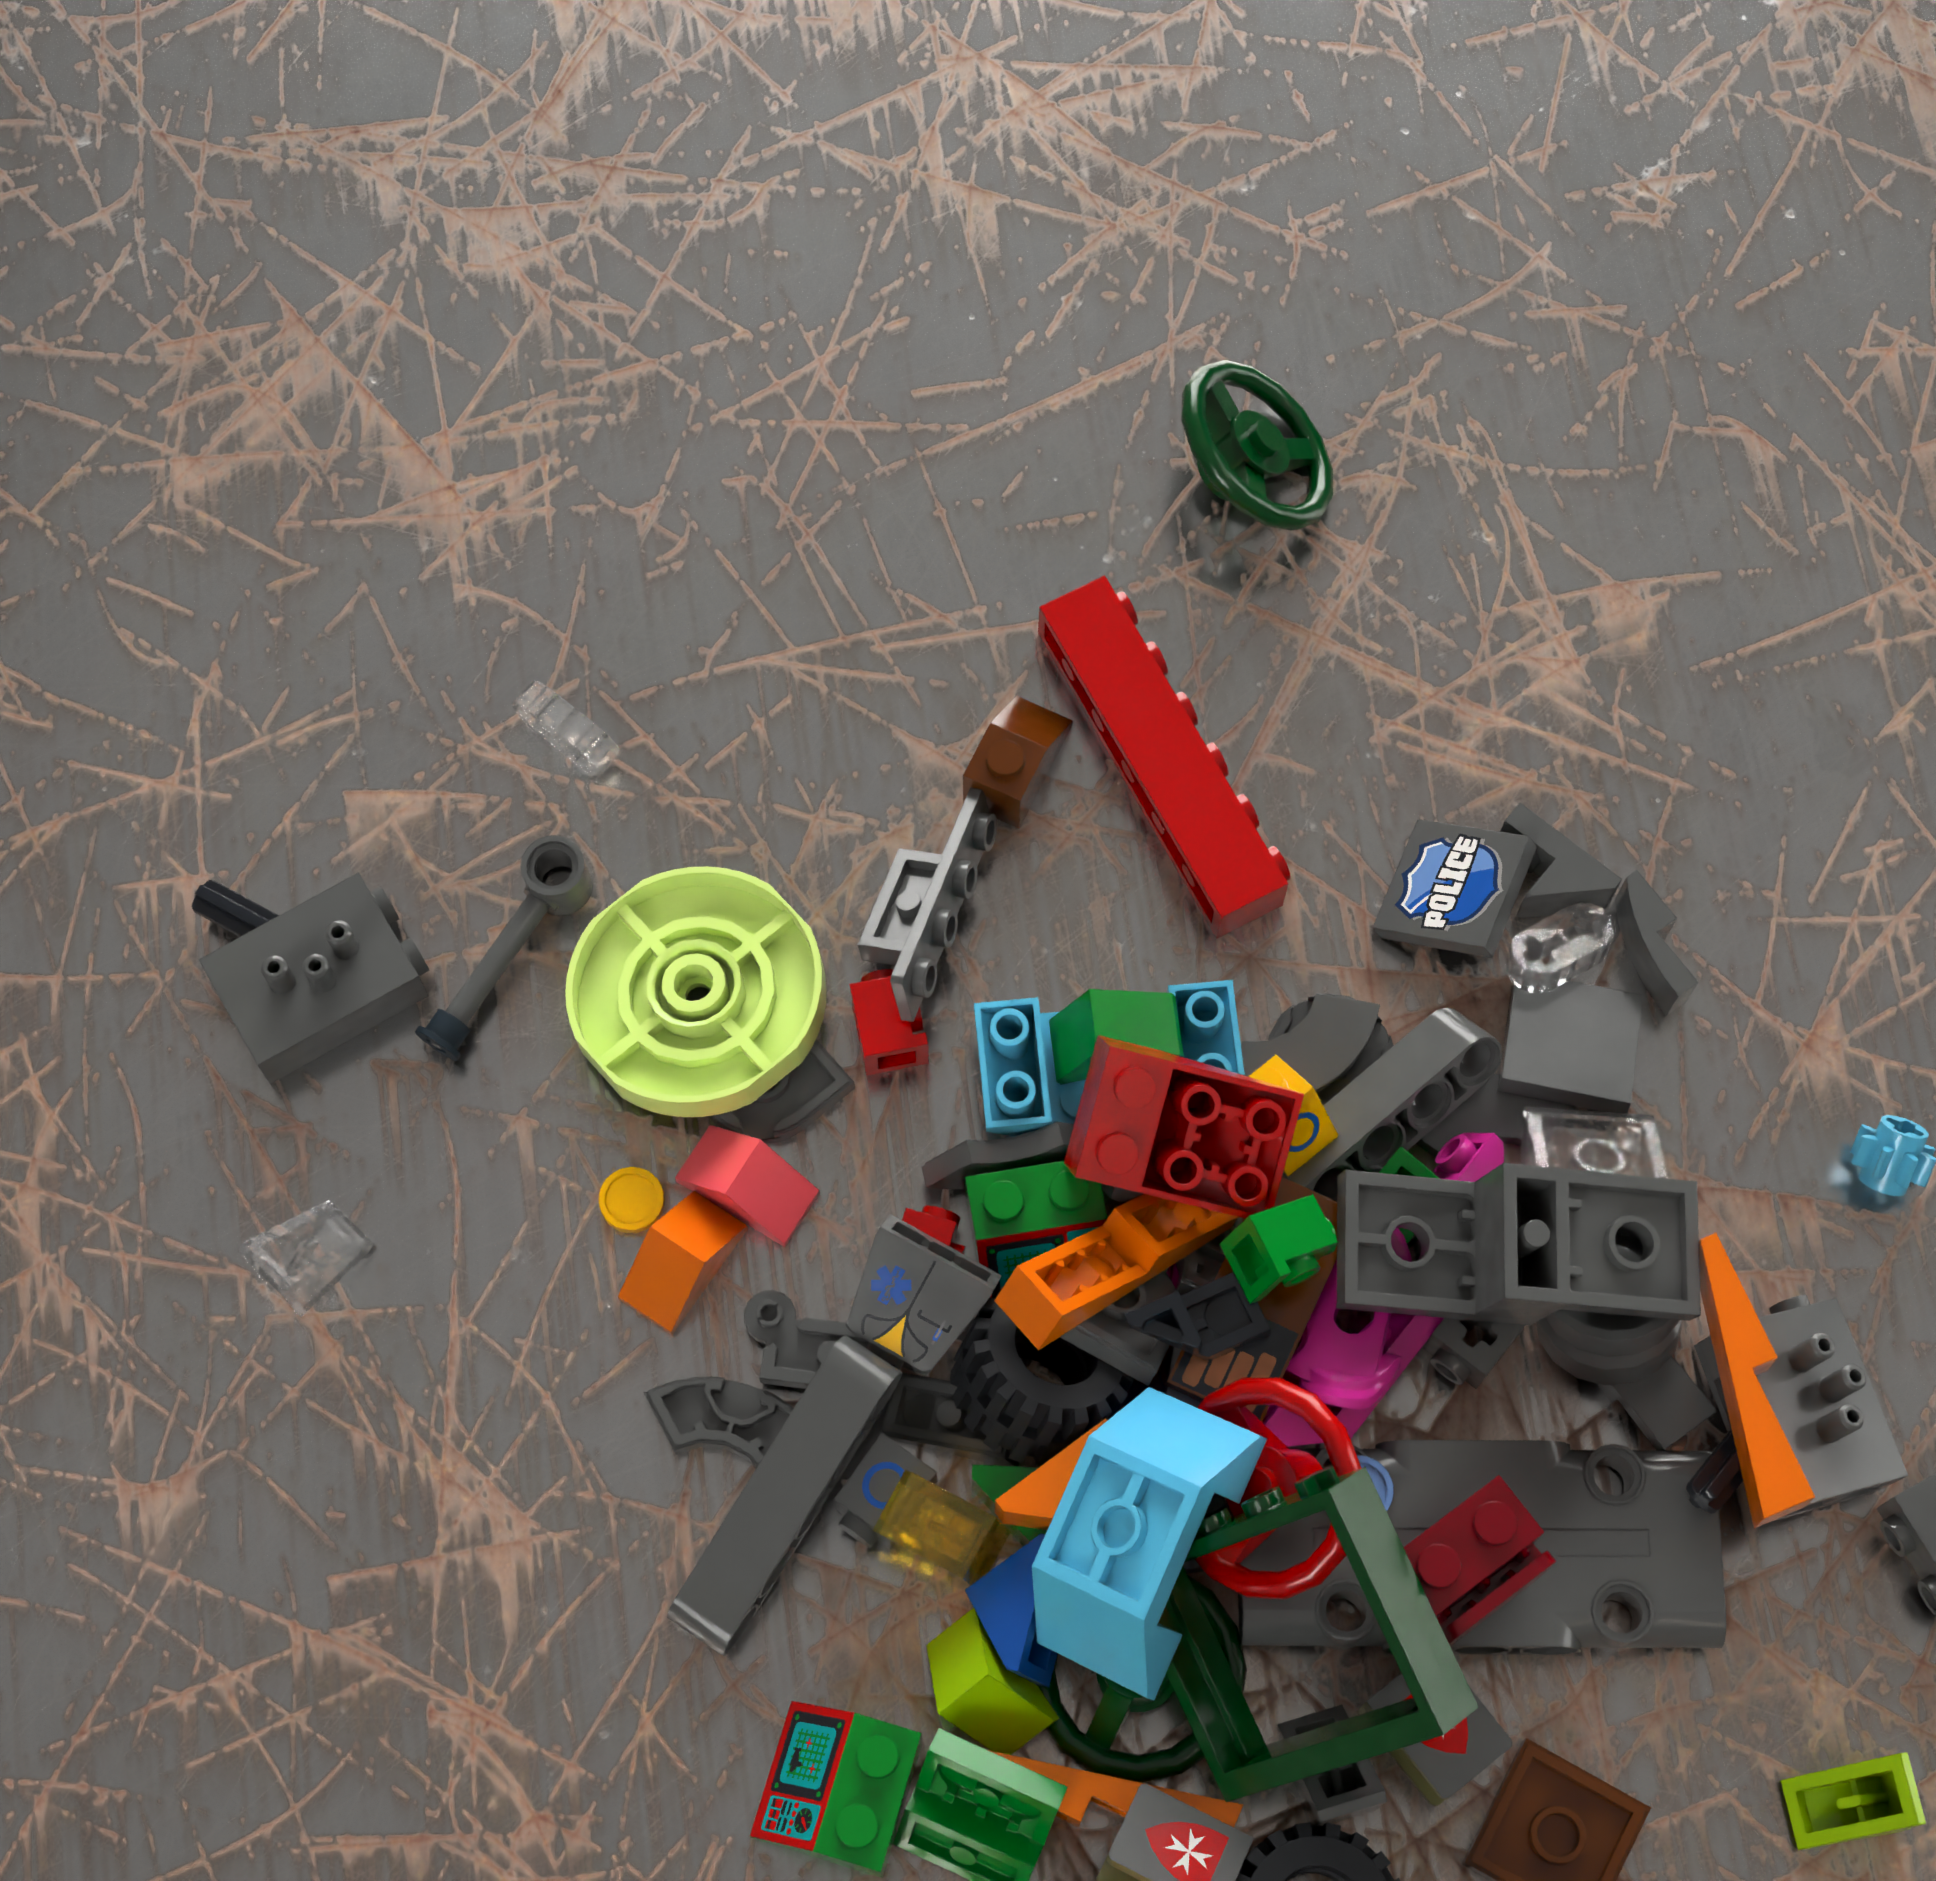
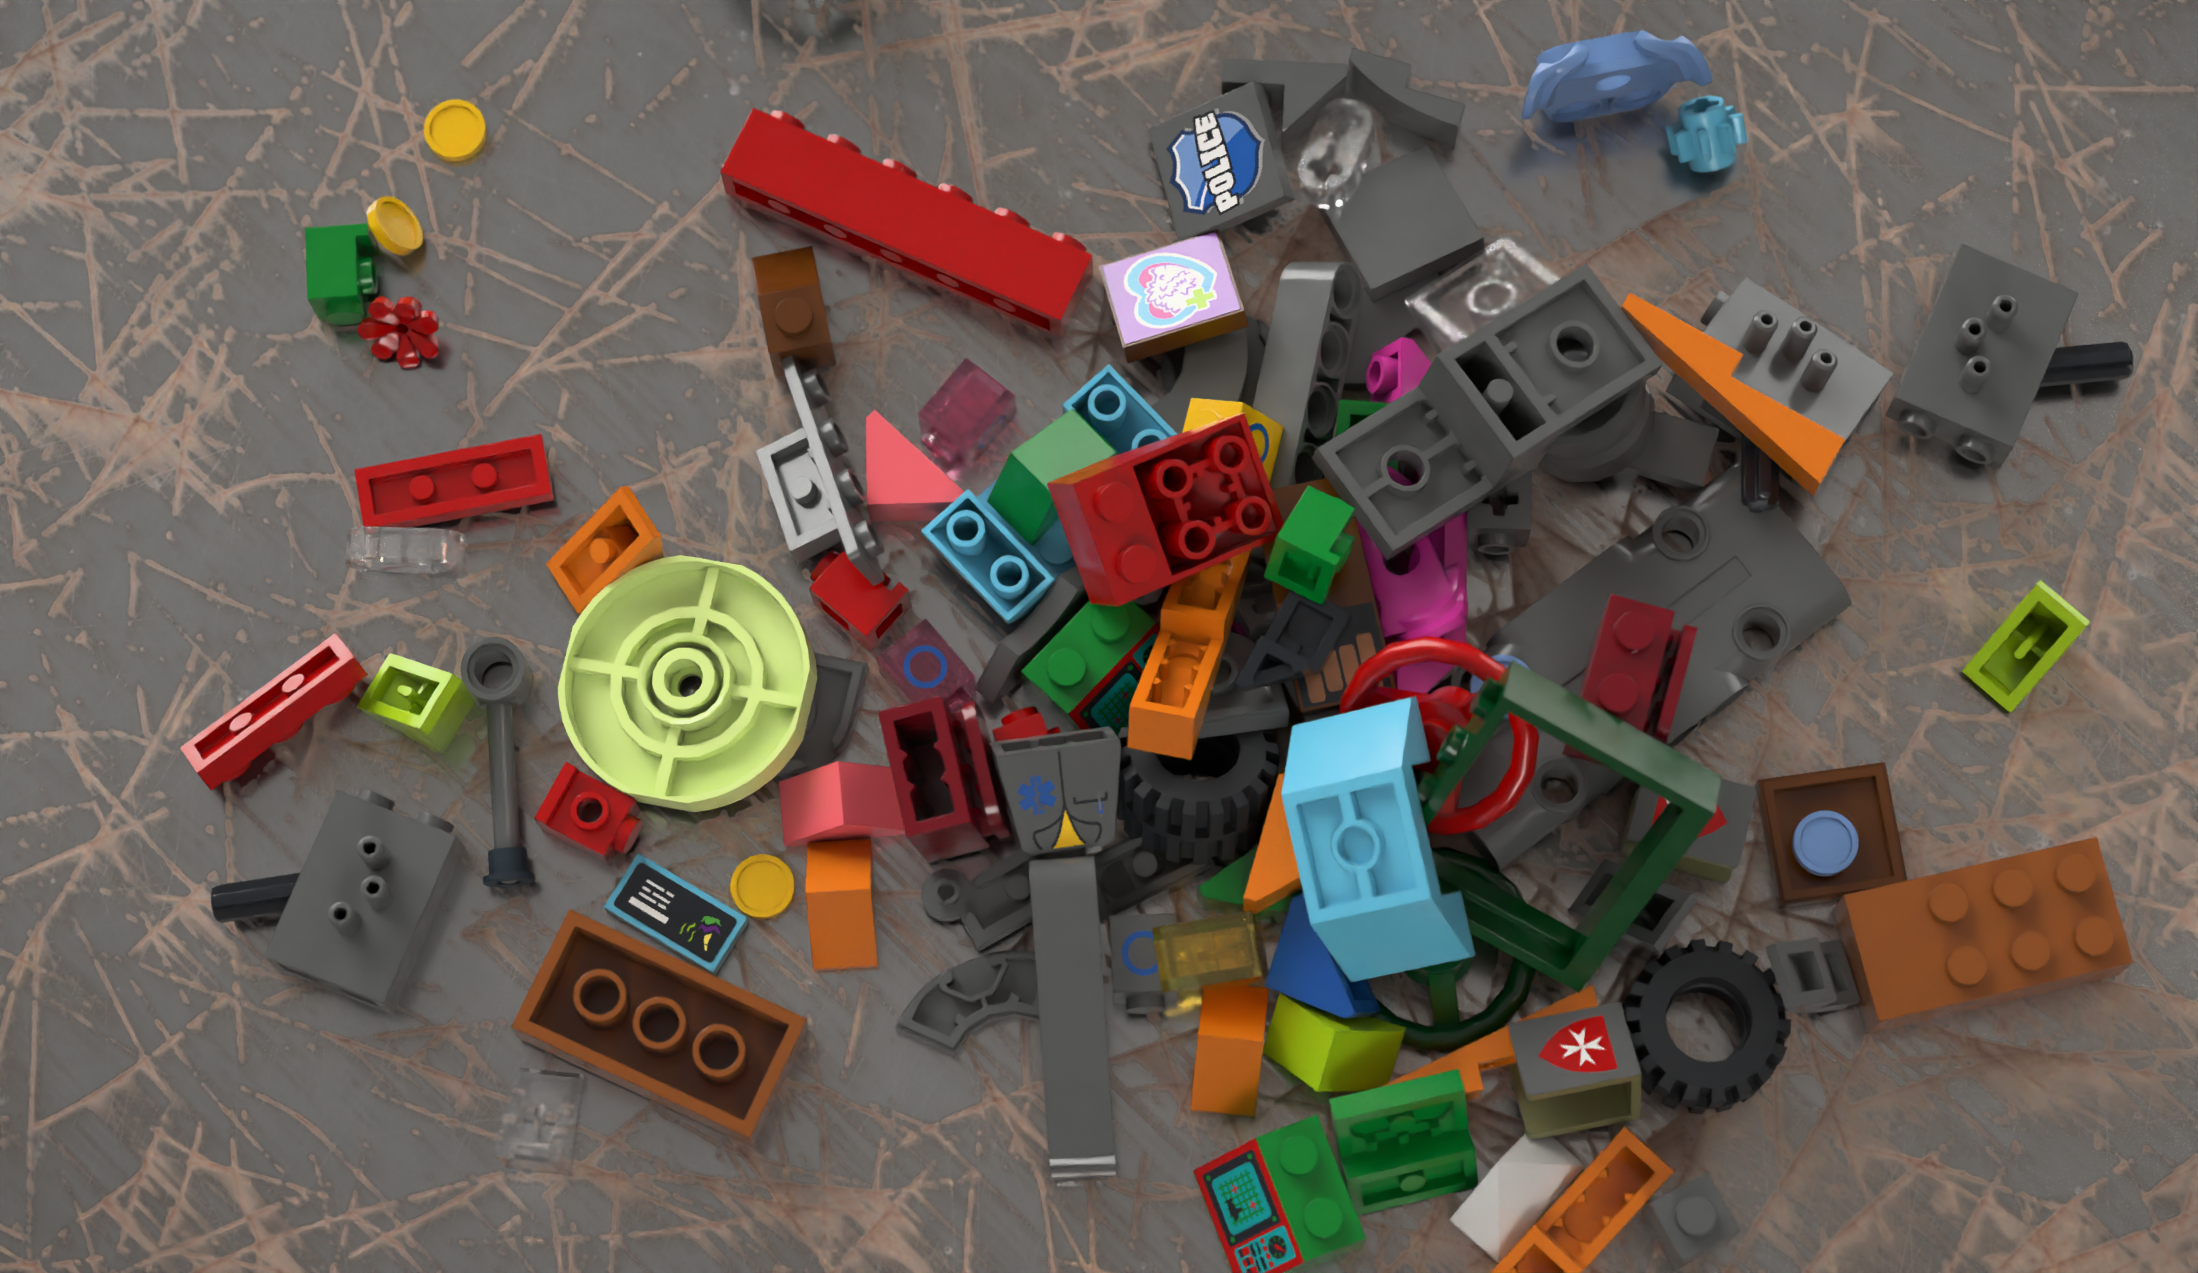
camera: 35 degrees left, 5 degrees up
(365, 780) = (273, 712): none -> red plate
(455, 1251) = (660, 1027): none -> dark orange brick
(481, 854) = (418, 701): none -> lime slope
(532, 1014) = (601, 839): none -> red brick
(545, 1170) = (676, 914): none -> tile
(645, 705) = (455, 484): none -> red plate
(688, 479) = (340, 271): none -> green brick
(699, 555) = (401, 330): none -> red plant
(717, 836) = (605, 548): none -> orange slope
(757, 475) = (394, 225): none -> yellow piece
(829, 1212) = (944, 777): none -> dark red brick
(865, 437) = (455, 130): none -> yellow piece
(892, 1127) = (926, 667): none -> clear pink brick
(898, 1623) = (1229, 1051): none -> orange slope
(993, 950) = (901, 478): none -> coral slope
(1088, 940) = (966, 415): none -> clear pink brick
(1331, 966) = (1173, 296): none -> tile
(1543, 1838) = (1825, 843): none -> medium blue piece
(1841, 1046) = (1610, 75): none -> medium blue piece

